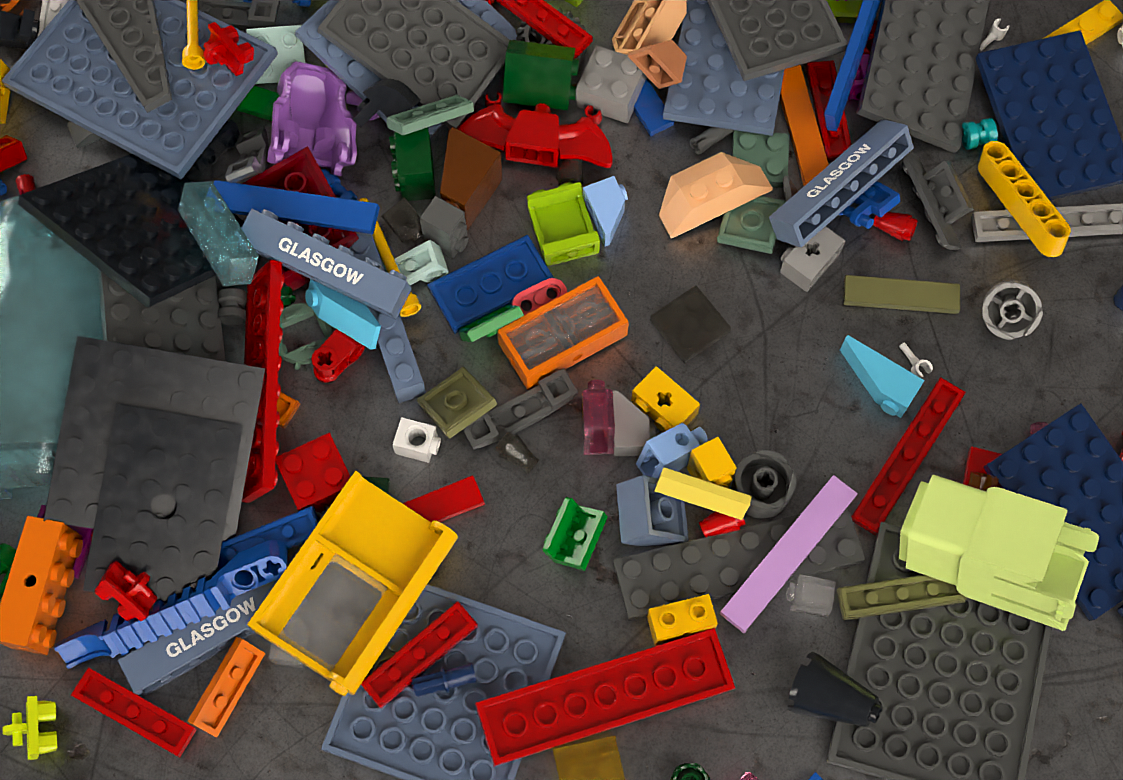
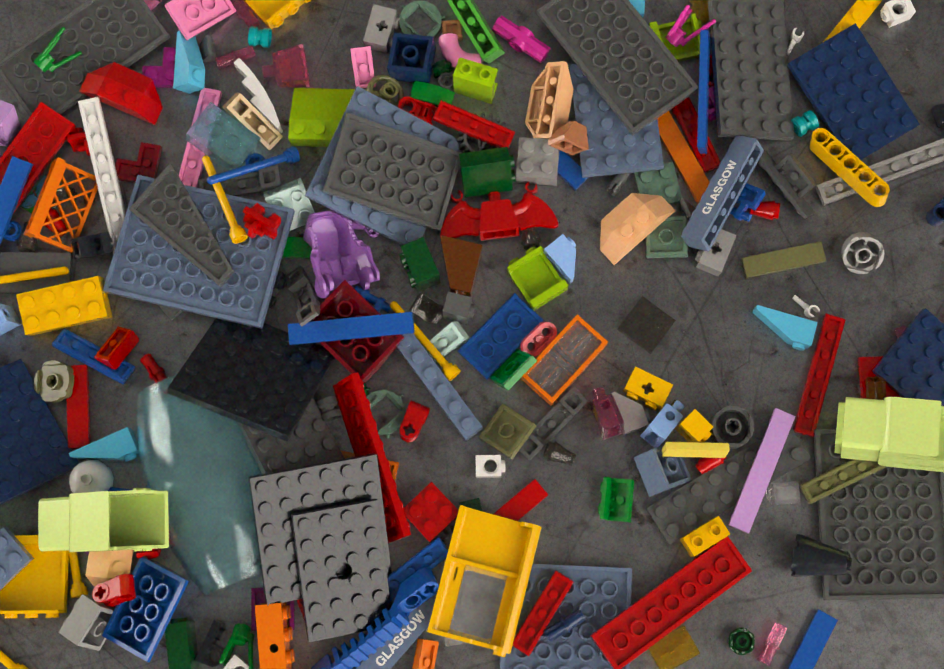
camera: 15 degrees left, 10 degrees up
(128, 590) = (341, 634): red hips -> none
(218, 233) = (310, 368): clear light blue brick -> none
(326, 264) = (388, 365): sand blue brick -> none
(343, 314) = (408, 389): medium azure slope -> none
(387, 96) = (389, 225): black brick -> none
(429, 114) = (423, 231): sand green tile -> none

